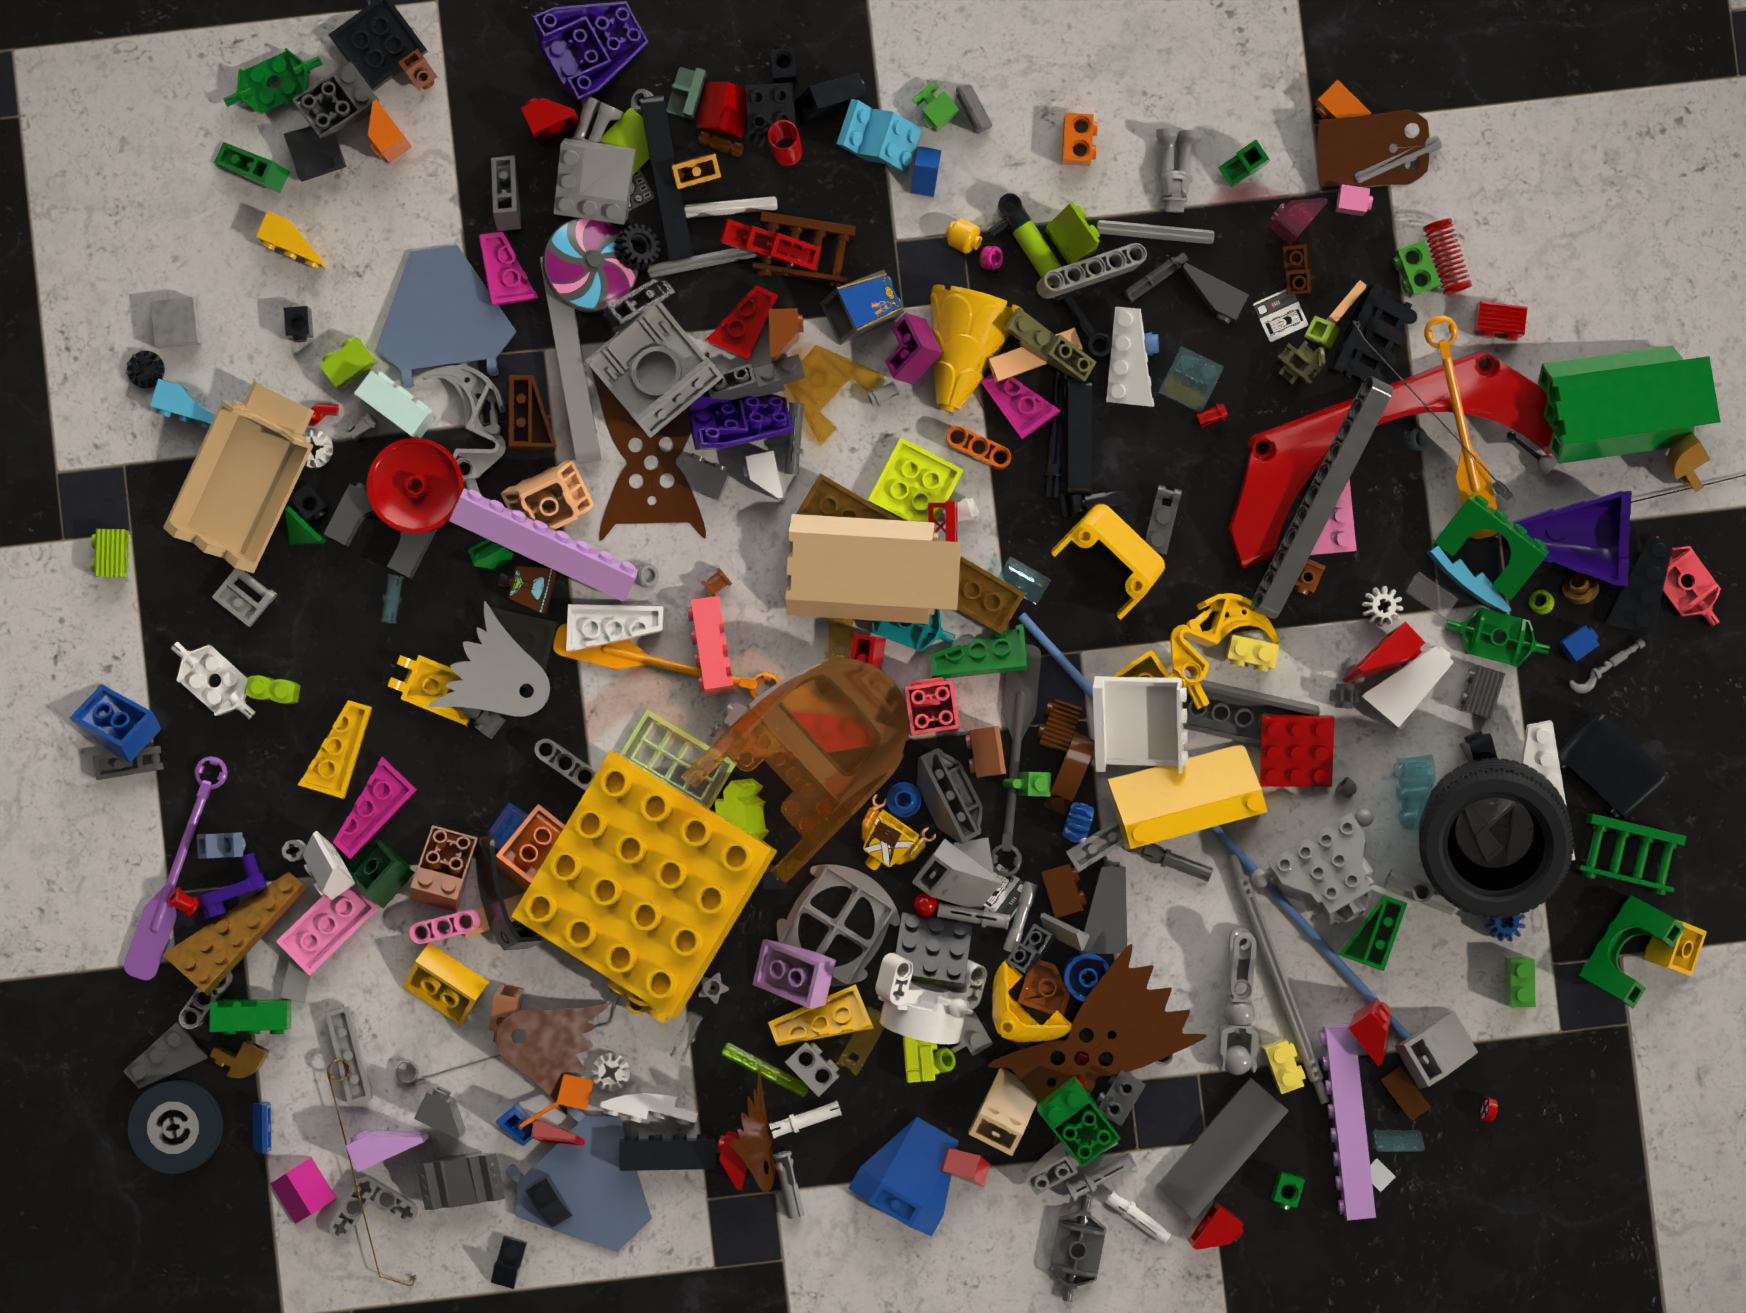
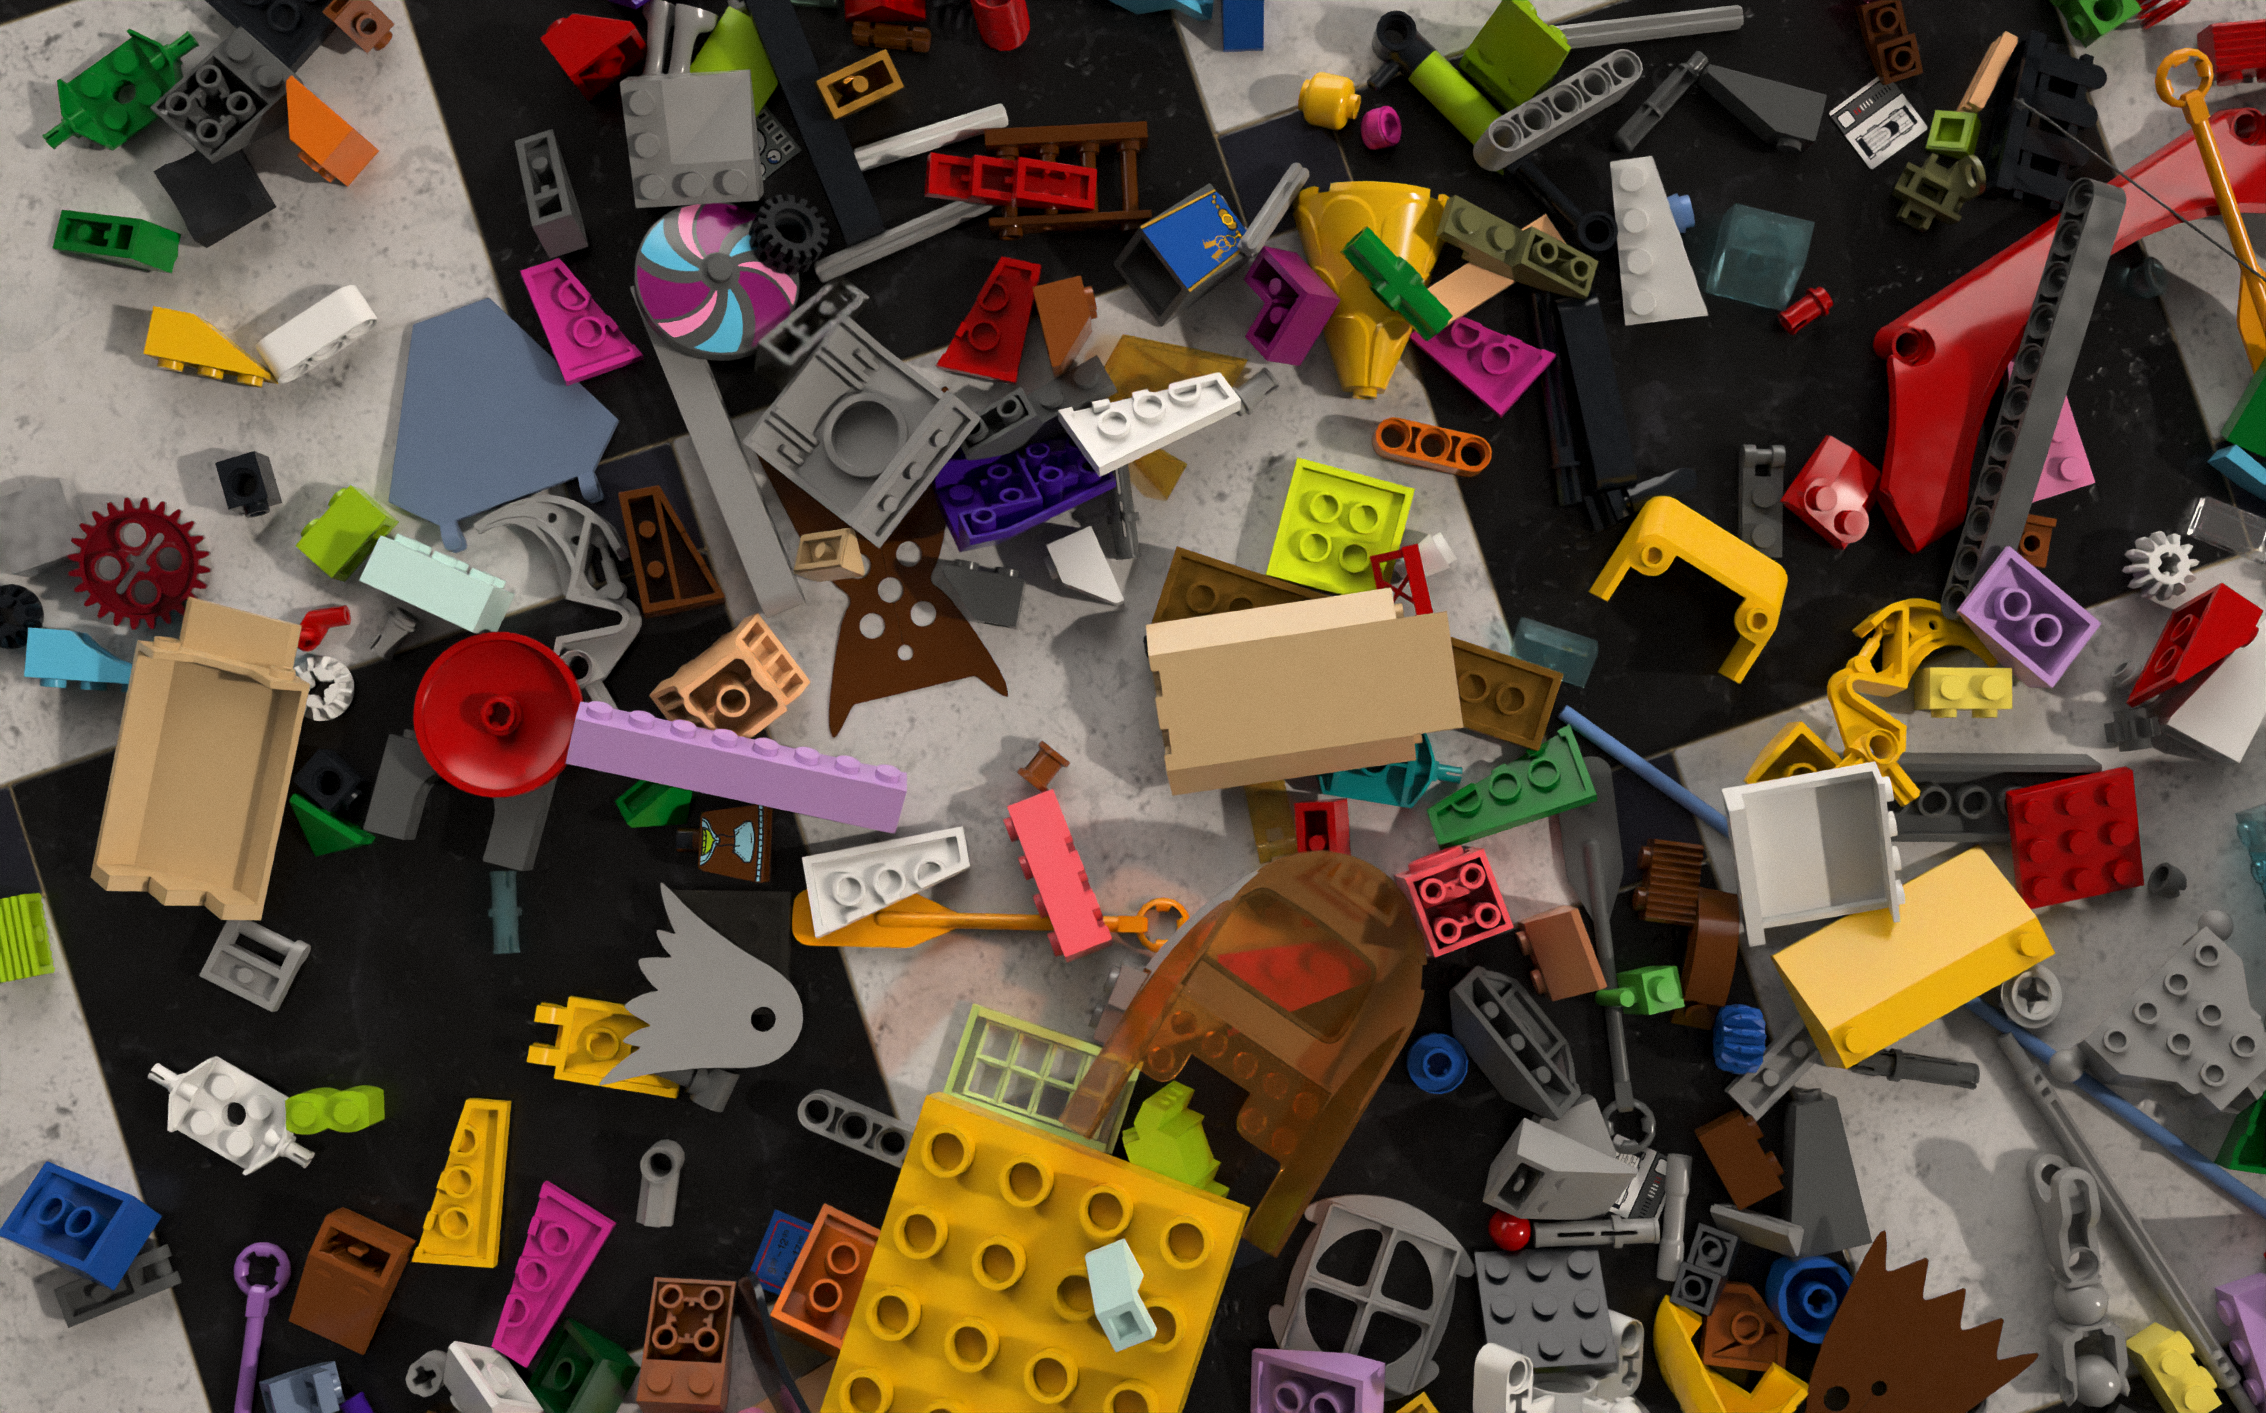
camera: 20 degrees left, 0 degrees up
(213, 339) = (108, 539): none -> dark red gear
(260, 788) = (349, 1278): none -> dark orange slope
(355, 245) = (317, 334): none -> white beam
(446, 774) = (659, 1186): none -> light grey piece
(620, 436) = (829, 556): none -> tan slope
(640, 575) = (914, 789): light grey piece -> none
(691, 877) = (1114, 1288): none -> light aqua slope
(808, 400) = (1136, 426): none -> white wing
(889, 839) = (1429, 1136): yellow torso -> none
(917, 292) = (1273, 210): none -> light grey axle
(975, 351) = (1396, 283): none -> green piece
(1204, 523) = (1835, 493): none -> red slope
(1262, 832) = (2037, 1012): none -> white gear
(1293, 619) = (2027, 620): none -> lavender slope

